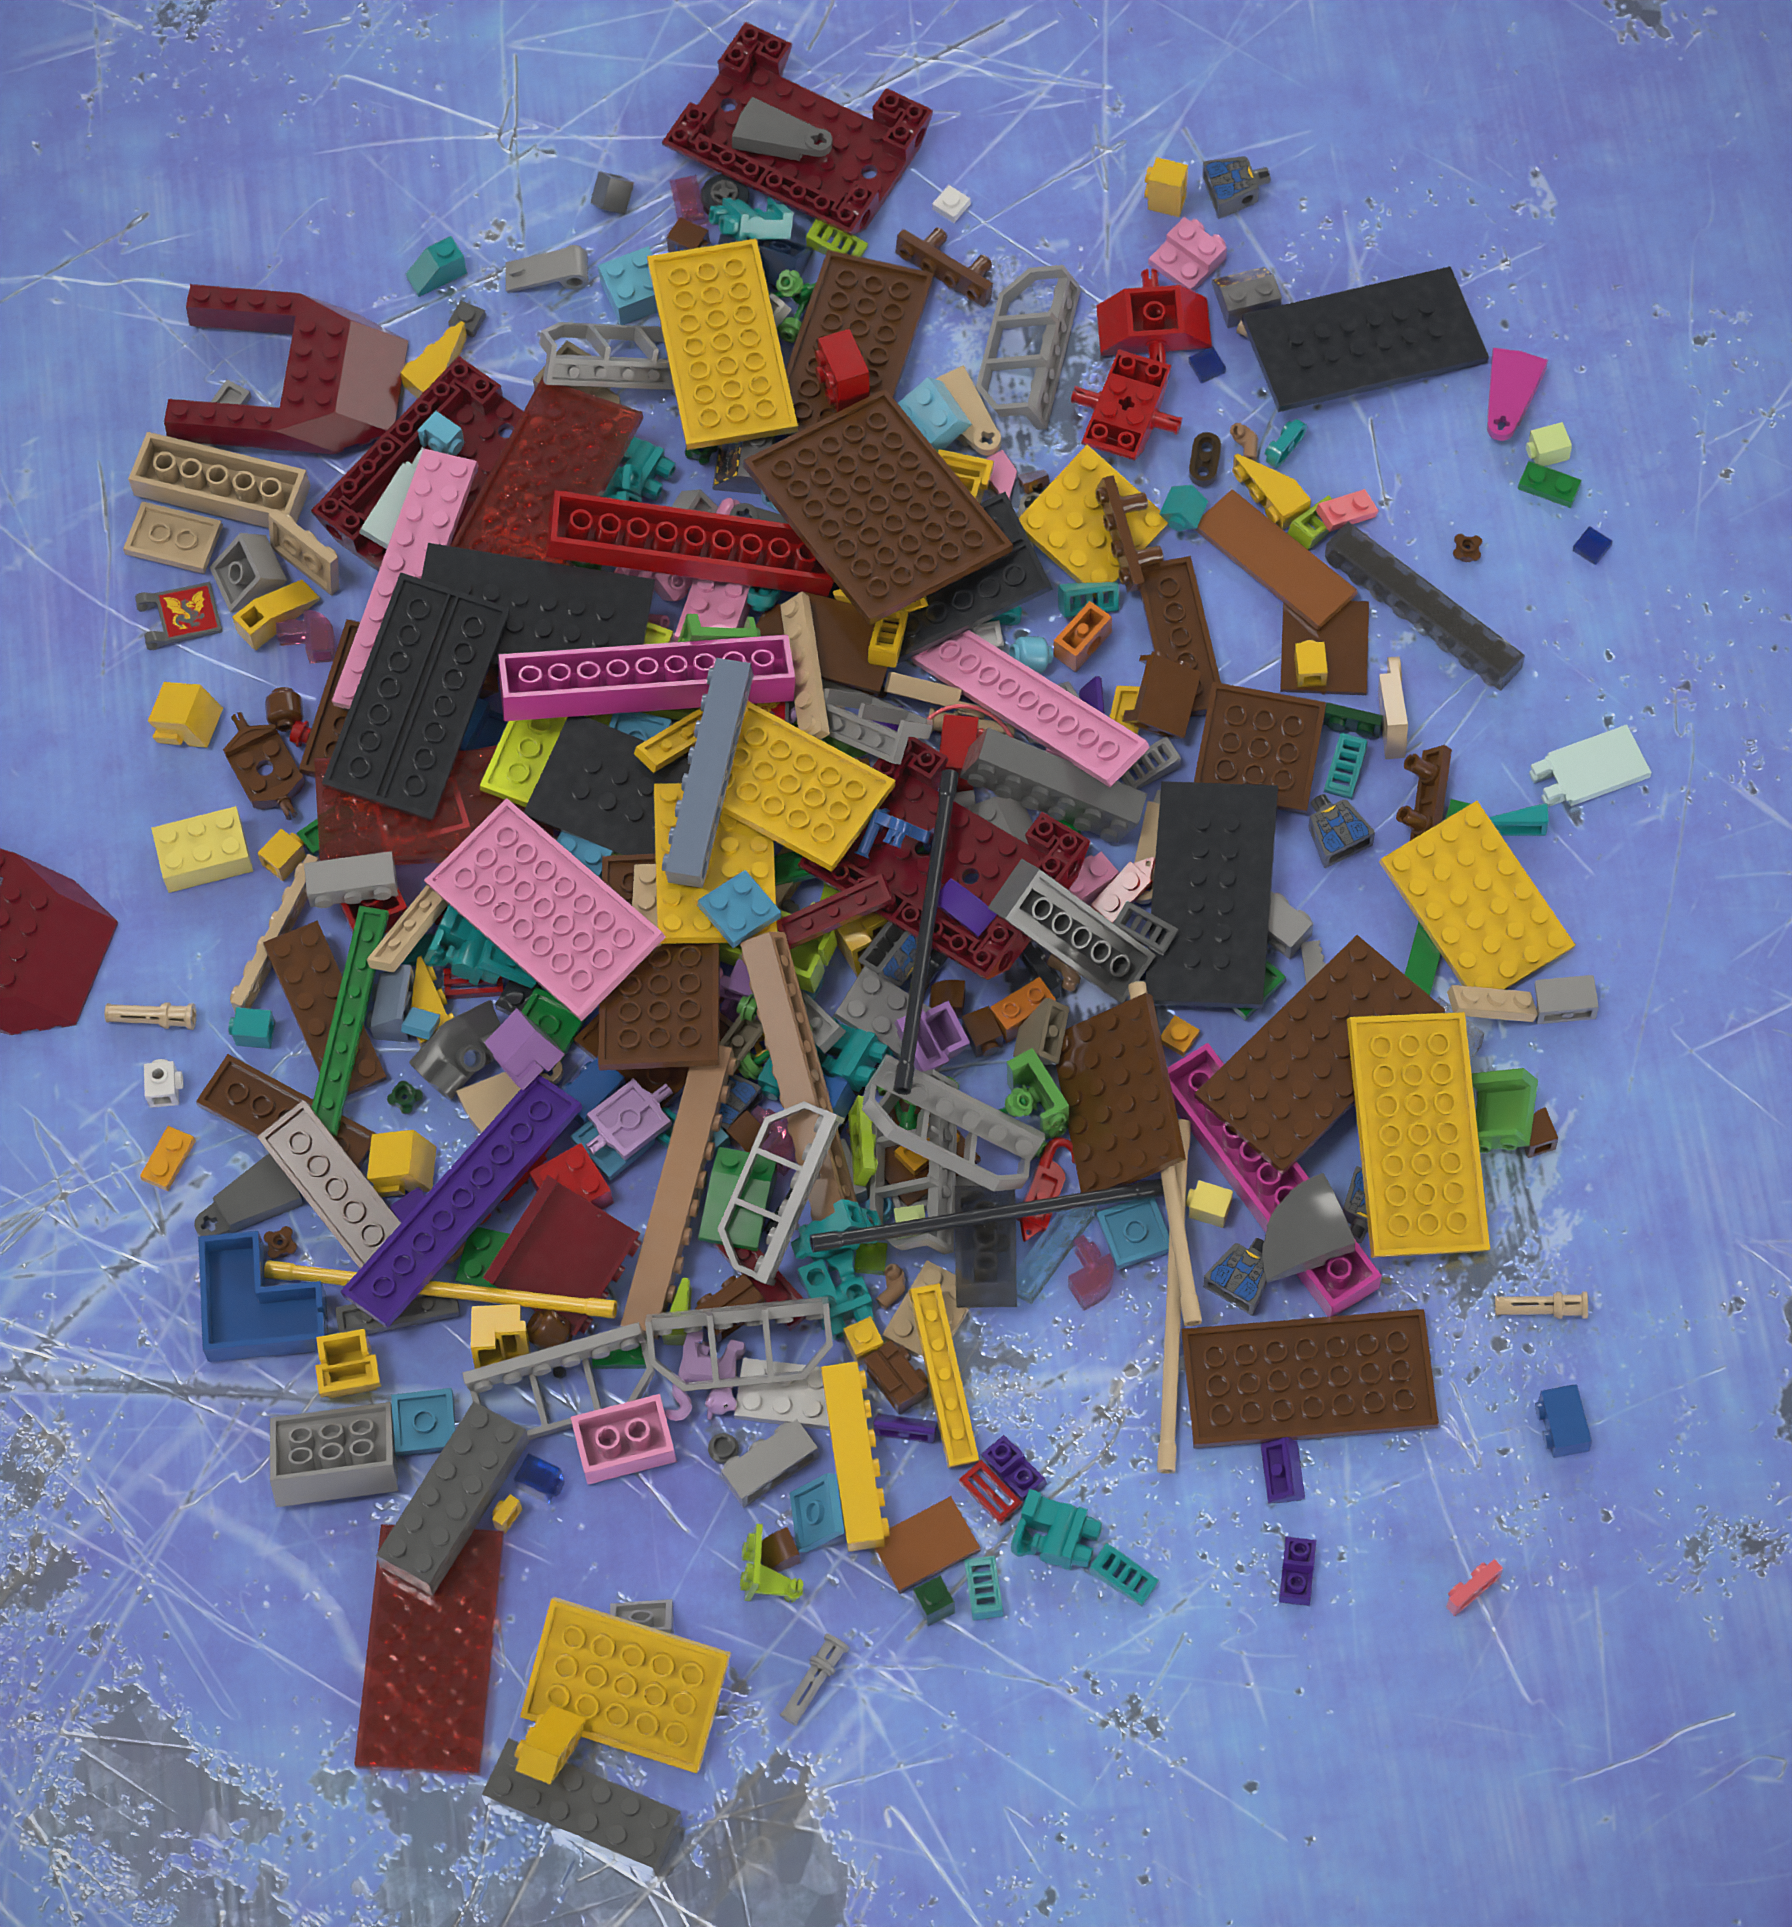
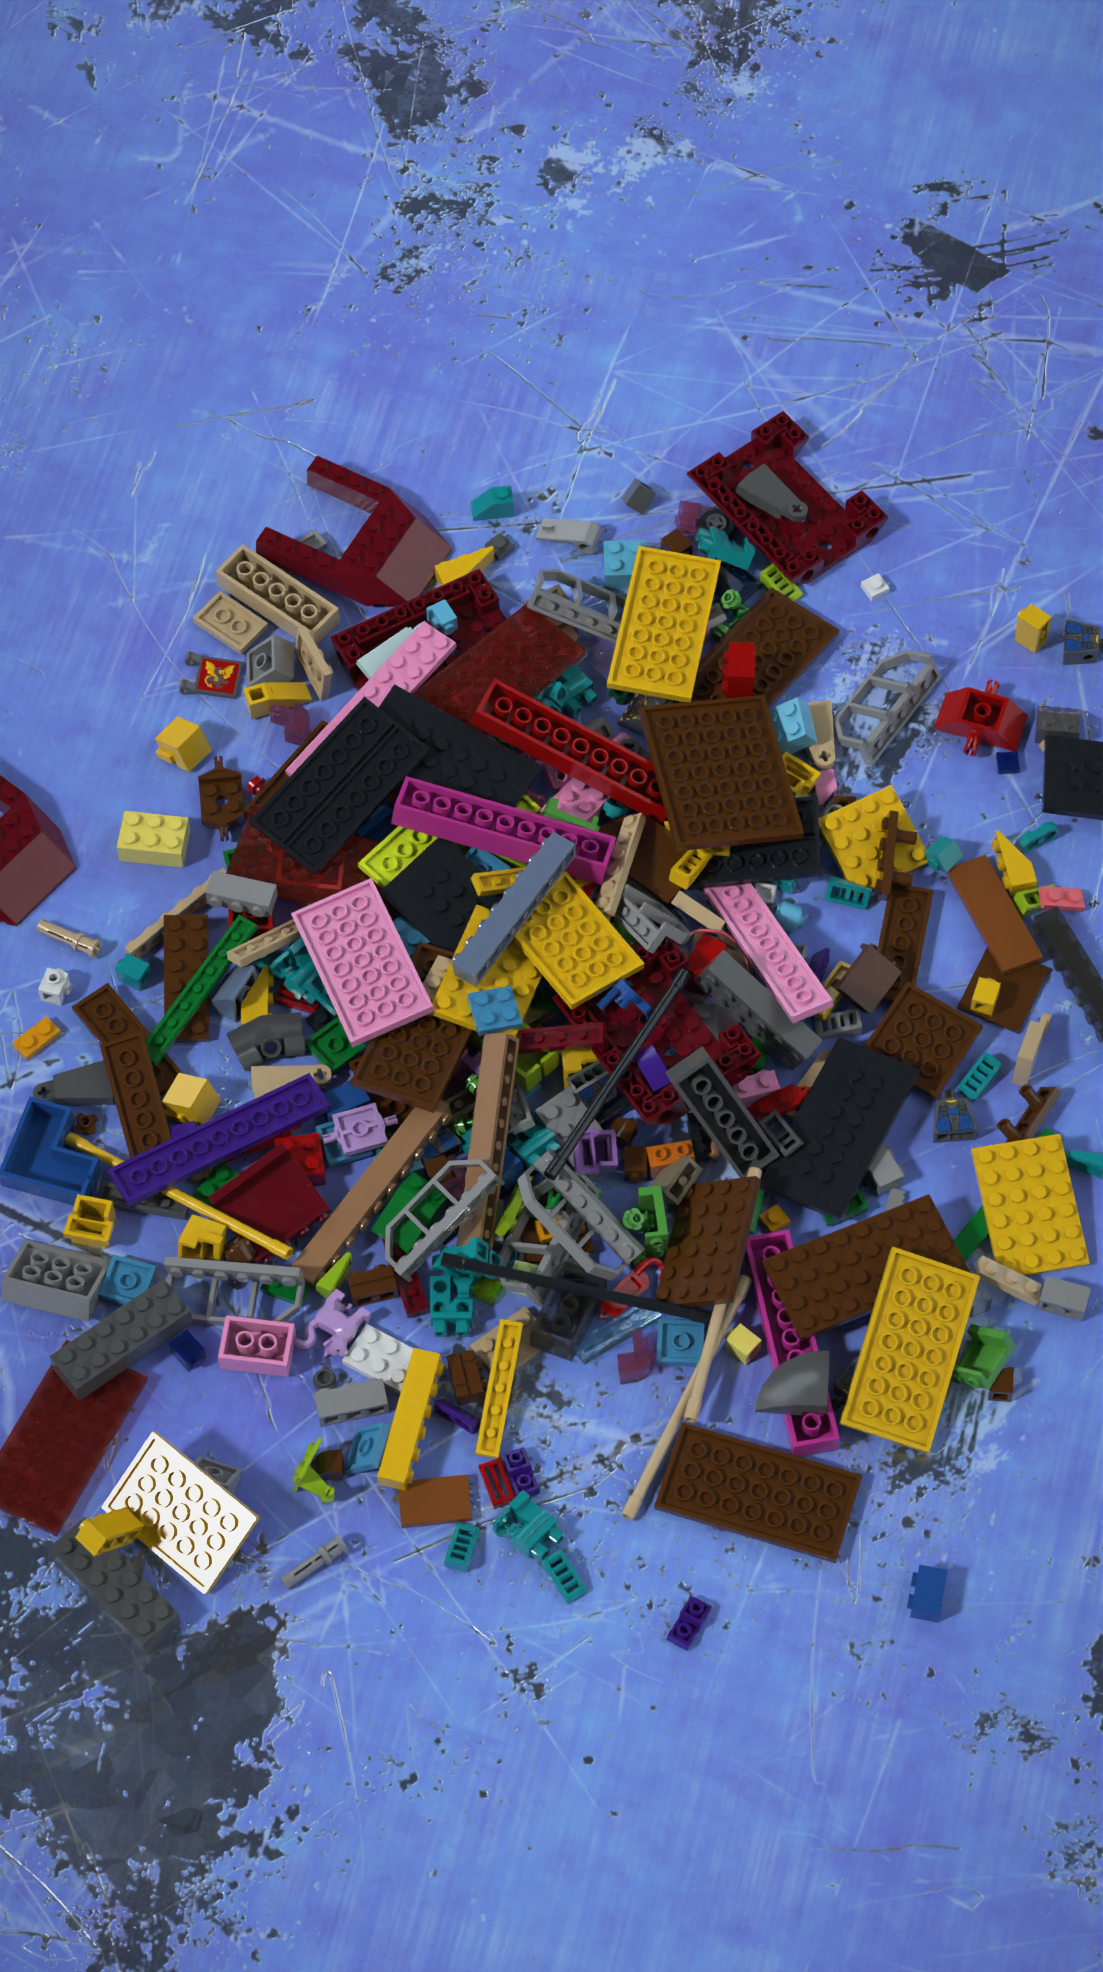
camera: 20 degrees right, 5 degrees down
(282, 854) = (206, 861): yellow brick -> none
(284, 708) = (252, 764): reddish brown head -> none
(401, 1089) = (215, 1052): dark green plate -> none
(420, 1023) = (245, 1010): dark azure tile -> none
(506, 1513) = (155, 1365): yellow plate -> none
(523, 1049) = (307, 1052): medium lavender plate -> none
(724, 1318) = (362, 1288): light grey plate -> none
(862, 1339) = (453, 1341): yellow brick -> none
(894, 1286) = (494, 1316): medium nougat arm -> none
(934, 1600) = (421, 1541): dark green brick -> none
(953, 274) = (852, 634): reddish brown plate -> none
(1082, 636) = (830, 917): orange brick -> none
(1127, 406) = (935, 770): red slope -> none
(1189, 254) = (1029, 681): bright pink plate -> none
(1204, 461) = (974, 828): dark brown plate -> none
(1239, 1276) = (738, 1402): torso -> none
(1246, 439) = (1012, 824): medium nougat arm -> none
(1282, 1471) = (711, 1549): dark purple slope -> none
(1354, 720) = (992, 1042): dark green plate -> none
(1483, 1577) = (816, 1681): coral plate -> none
(1558, 1305) = (960, 1510): tan pin -> none

